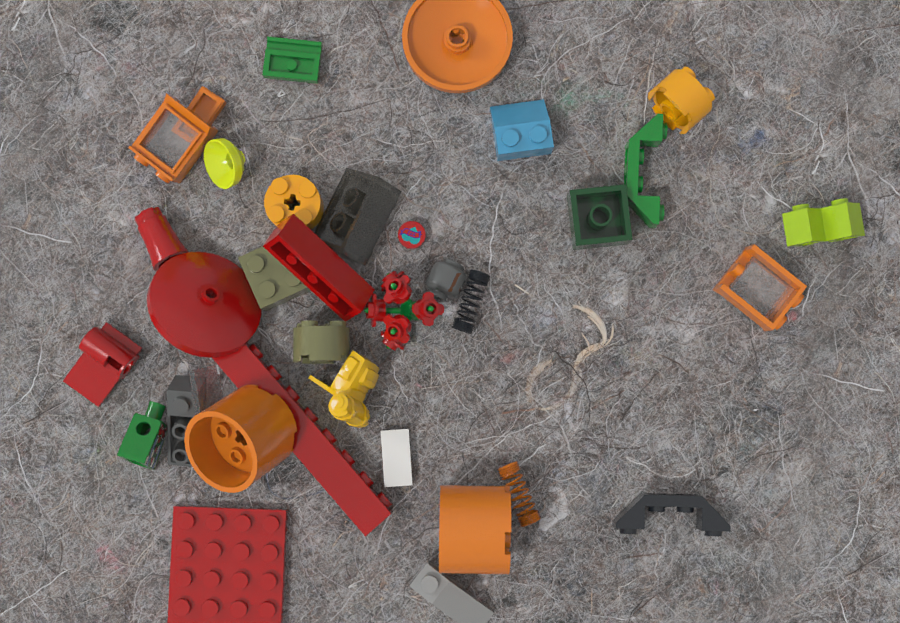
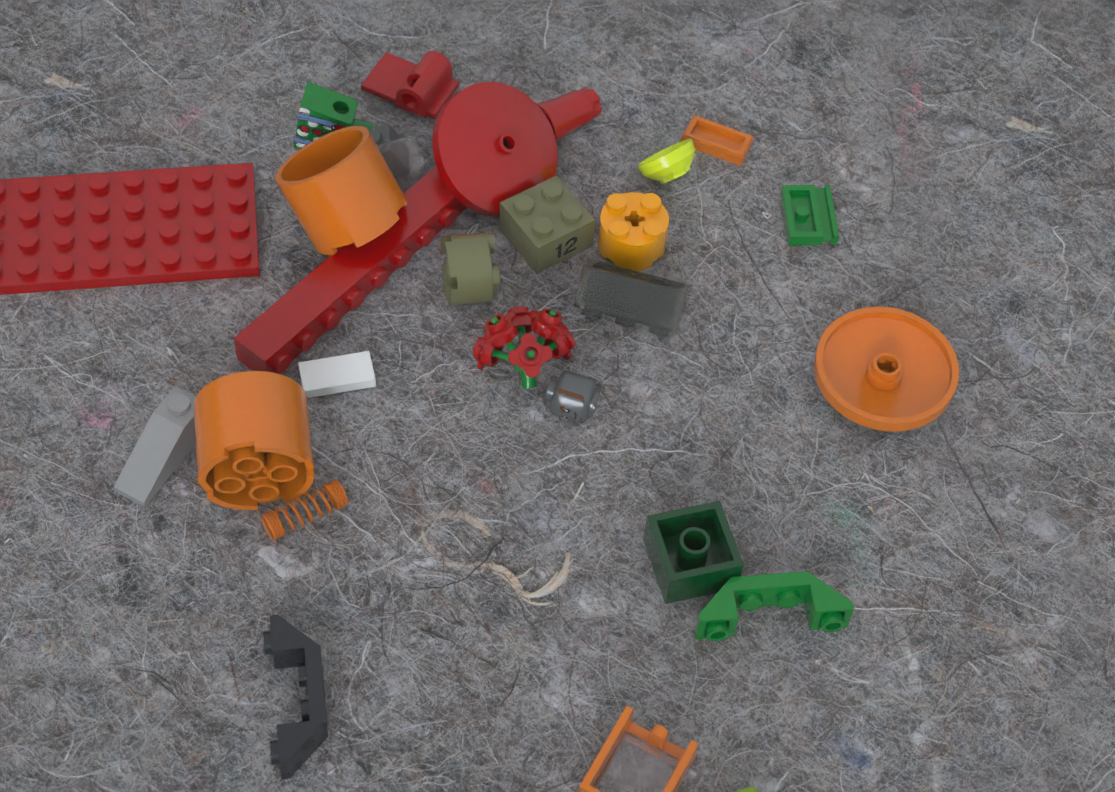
camera: 75 degrees right, 30 degrees down
(172, 140) = (681, 111): orange window -> none
(319, 267) = (561, 247): red brick -> none
(350, 388) = (415, 304): yellow piece -> none
(411, 235) = (623, 359): red tile -> none
(480, 279) = (519, 418): black piece -> none
(521, 130) = (785, 457): dark azure slope -> none
(681, 99) = (879, 631): light orange brick -> none

